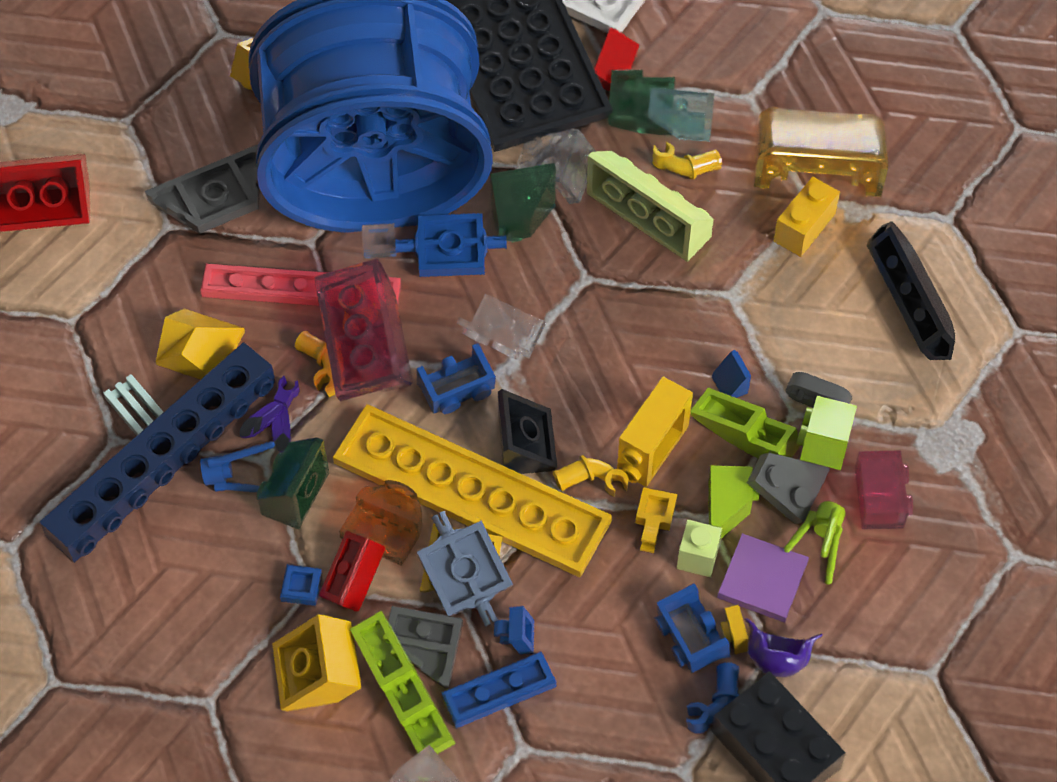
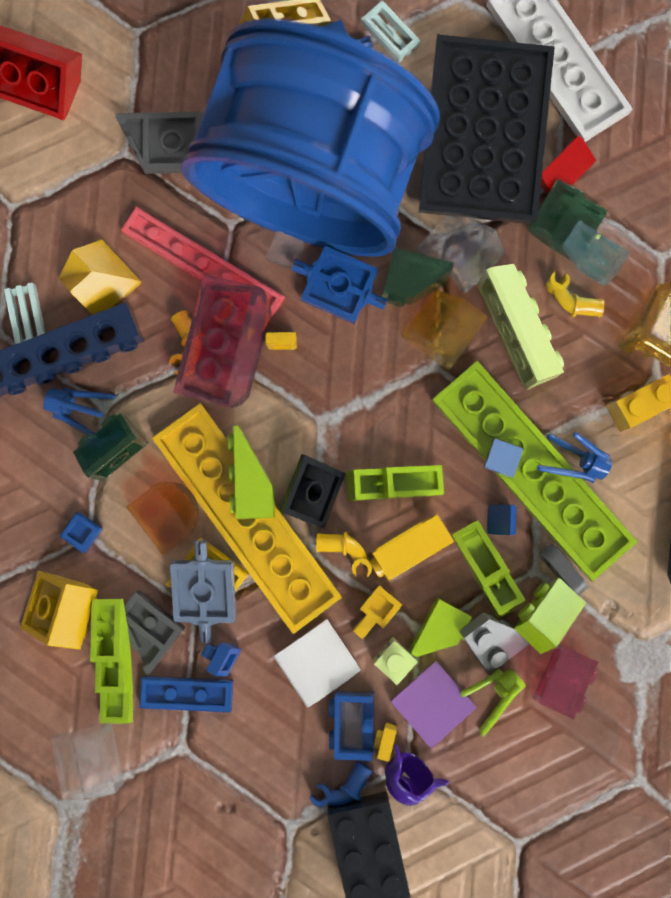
camera: 25 degrees right, 25 degrees up
(275, 414) = (129, 372): dark purple piece -> none
(352, 571) = (121, 544): red slope -> none
(419, 315) = (281, 341): none -> yellow tile
(457, 382) = (280, 415): blue window -> none
(465, 445) = (253, 489): none -> lime slope
(506, 326) = (337, 389): clear bracket -> none
(577, 237) = (444, 327): none -> clear yellow slope
(603, 392) = (394, 482): none -> lime slope
(620, 592) = (317, 663): none -> white slope
(699, 317) = (503, 458): none -> medium blue tile
(736, 320) = (558, 502): none -> lime plate
(790, 288) = (594, 463): none -> blue plant

